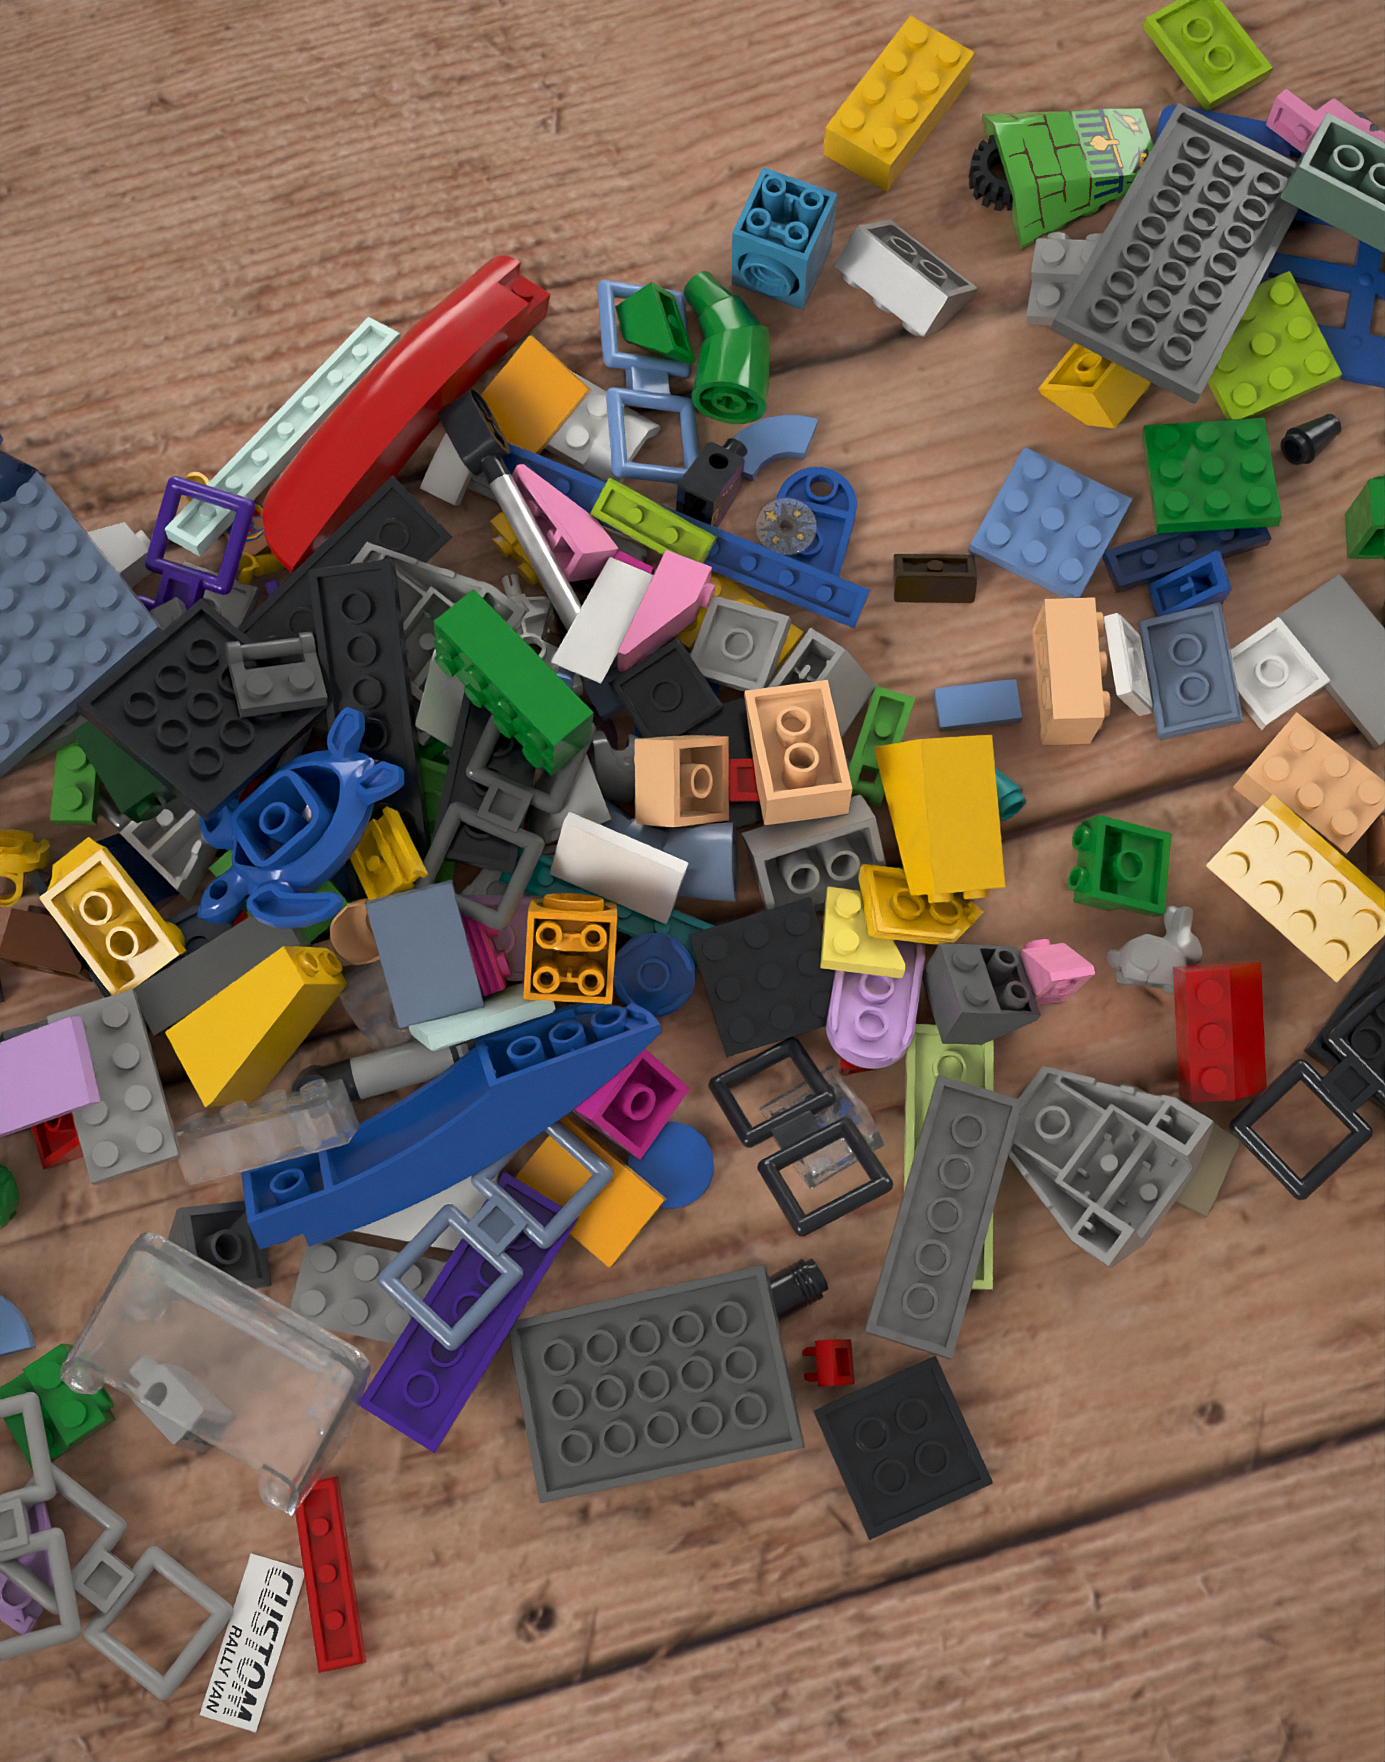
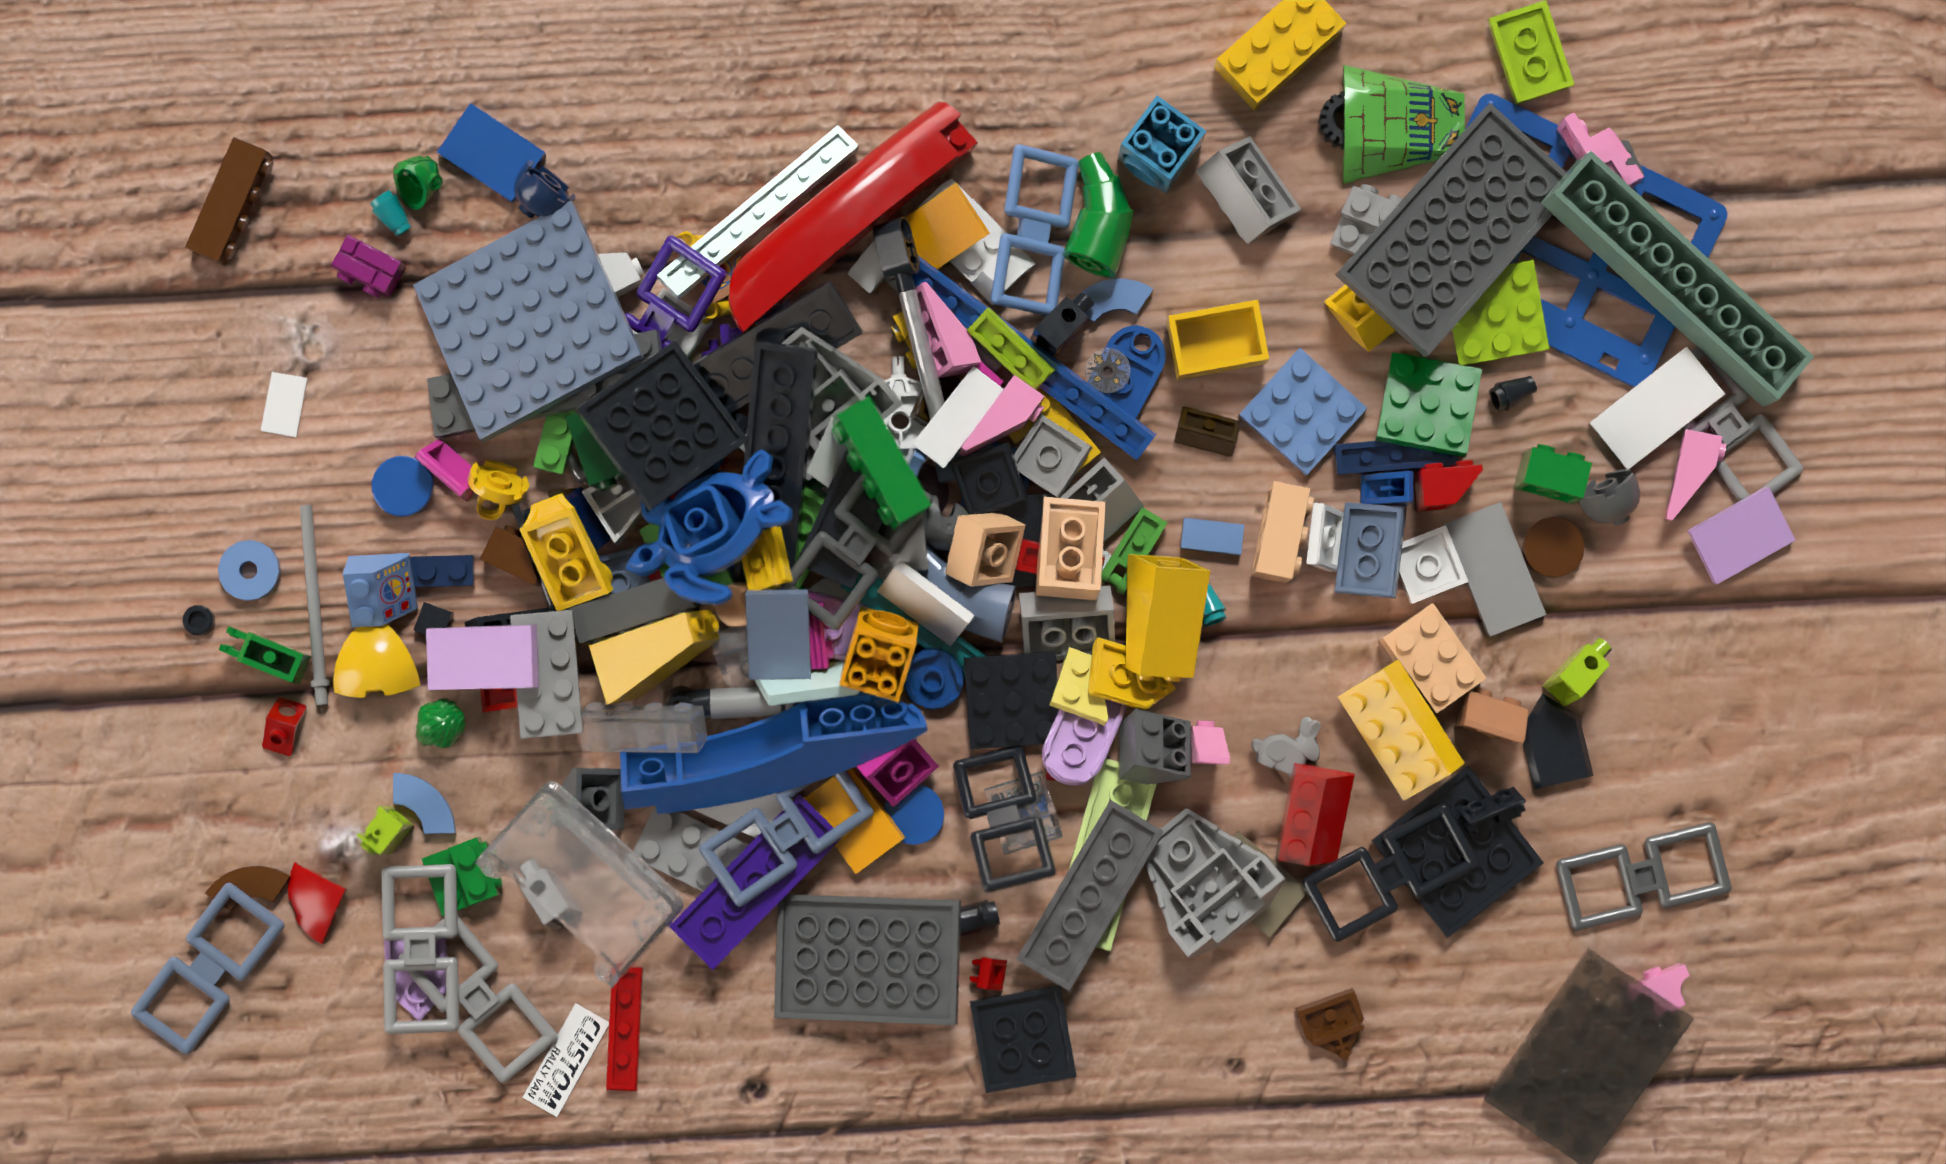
camera: 10 degrees right, 10 degrees up
(280, 686) = (717, 421): dark grey plate -> none
(655, 323) = (1050, 188): green slope -> none
(918, 456) = (1217, 339): none -> yellow piece
(1120, 866) = (1279, 681): green plate -> none
(1262, 562) = (1442, 487): none -> red slope
(1328, 1315) = (1332, 1022): none -> reddish brown slope

